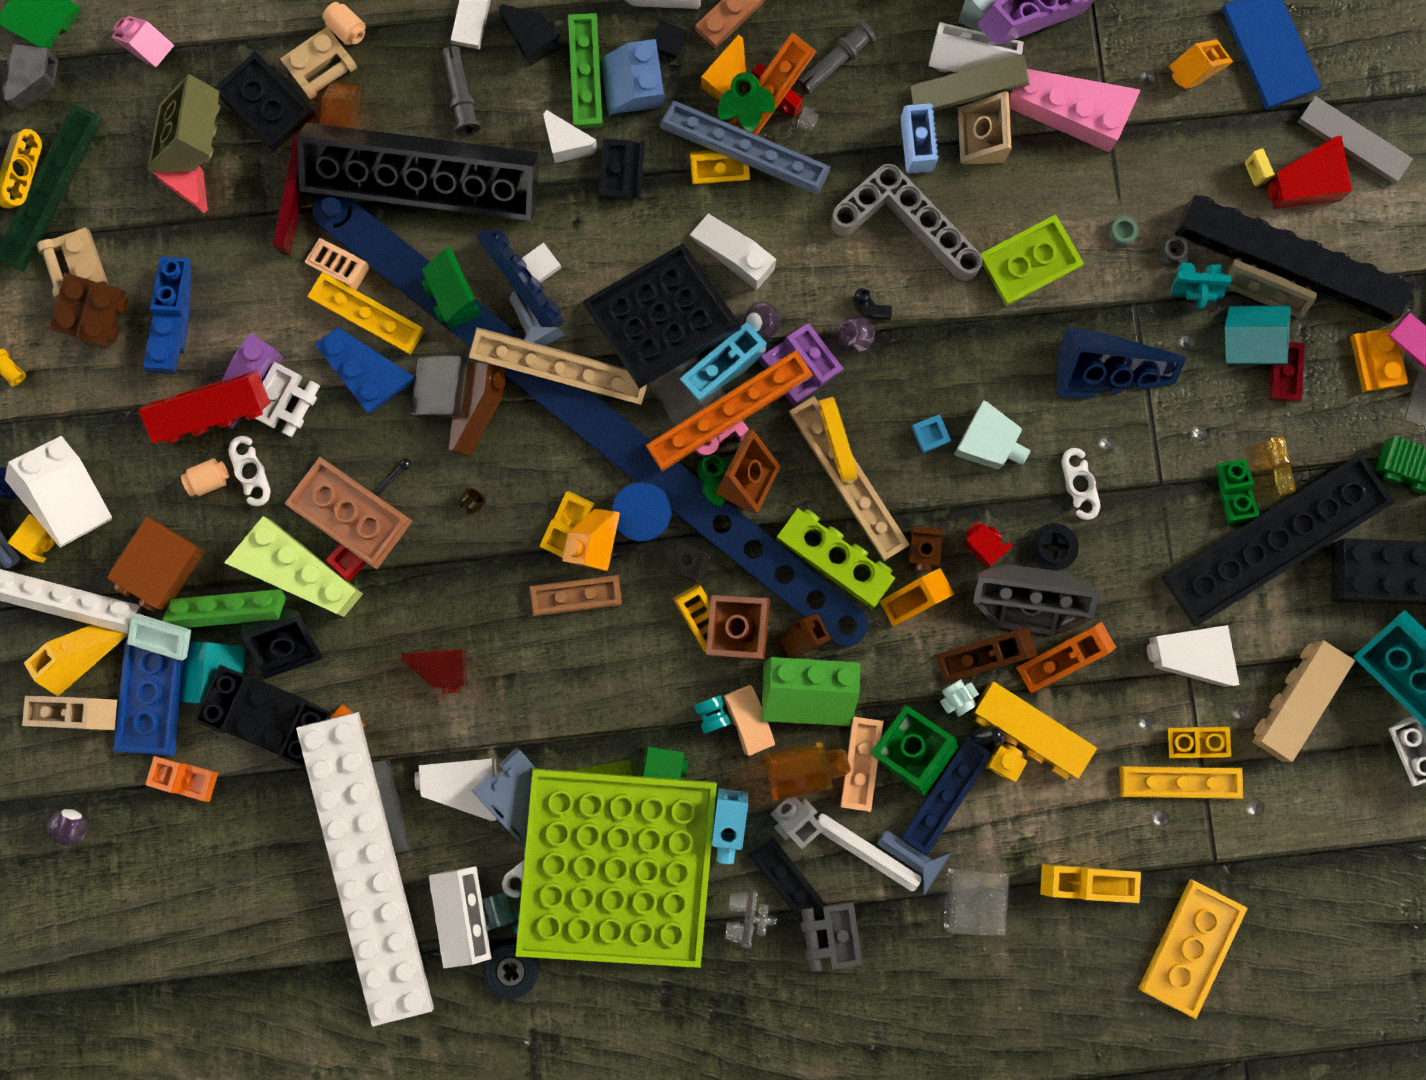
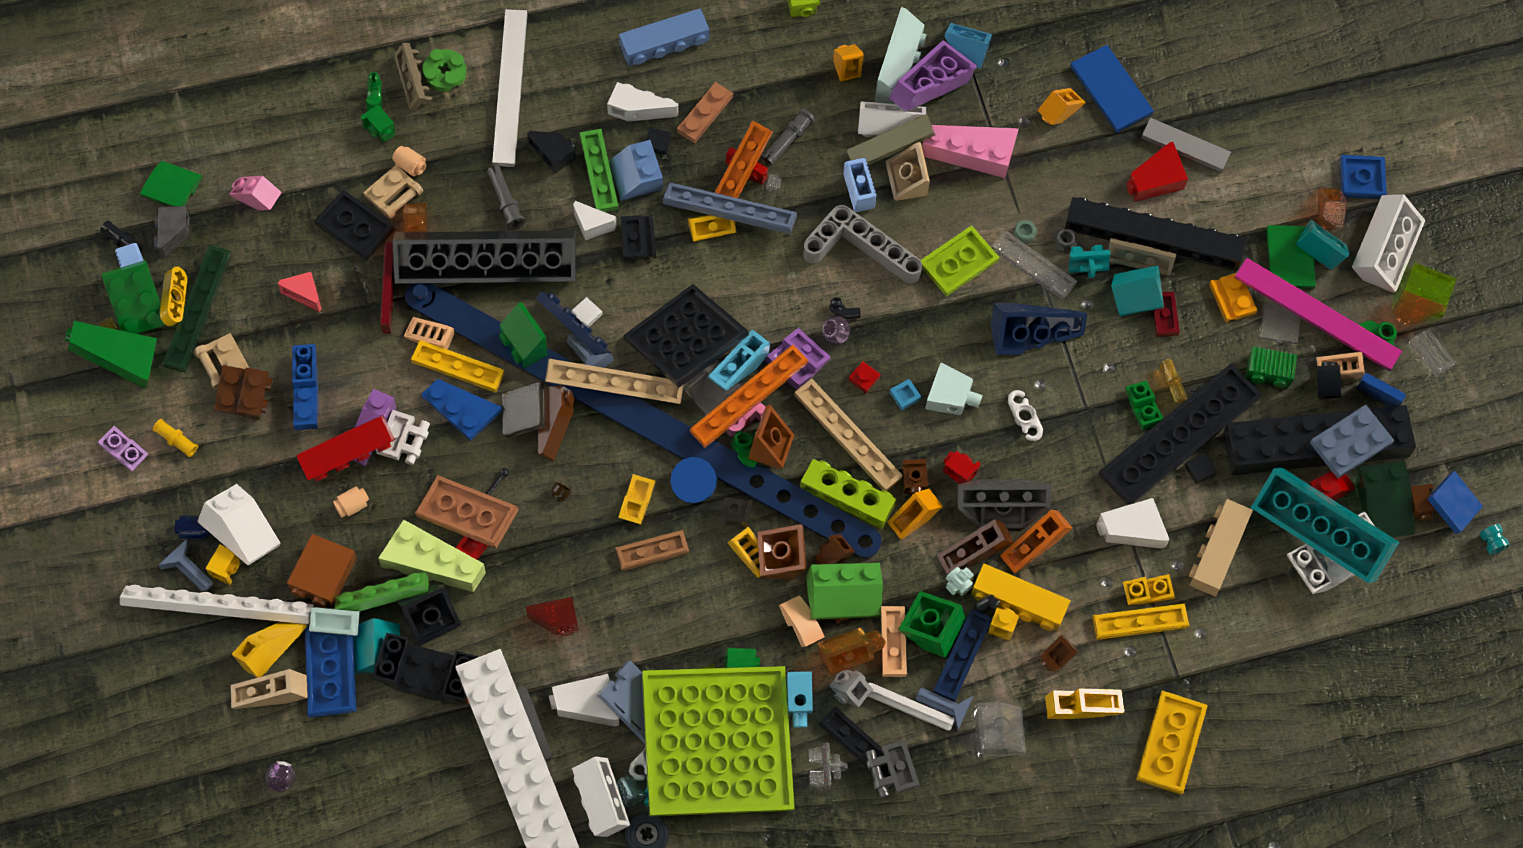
camera: 10 degrees left, 15 degrees down
(181, 778) = (363, 729): orange slope -> none
(184, 127) = (299, 249): olive slope -> none
(259, 480) = (375, 487): white piece -> none
(592, 540) = (659, 506): light orange slope -> none
(715, 720) = (772, 620): teal wheel -> none
(721, 73) = (707, 160): light orange slope -> none
(734, 251) = (734, 283): white slope -> none
(746, 106) = (725, 178): green plate -> none
(763, 319) = (764, 327): clear purple piece -> none
(837, 439) = (835, 405): yellow beam -> none
(882, 401) = (864, 377): none -> red plate
(1063, 537) = (1019, 456): black gear -> none
(1068, 814) = (1058, 654): none -> reddish brown bracket
(1127, 279) = (1034, 265): none -> clear plate
(1259, 168) = (1117, 173): light yellow tile -> none
(1294, 588) = (1200, 468): none -> black tile

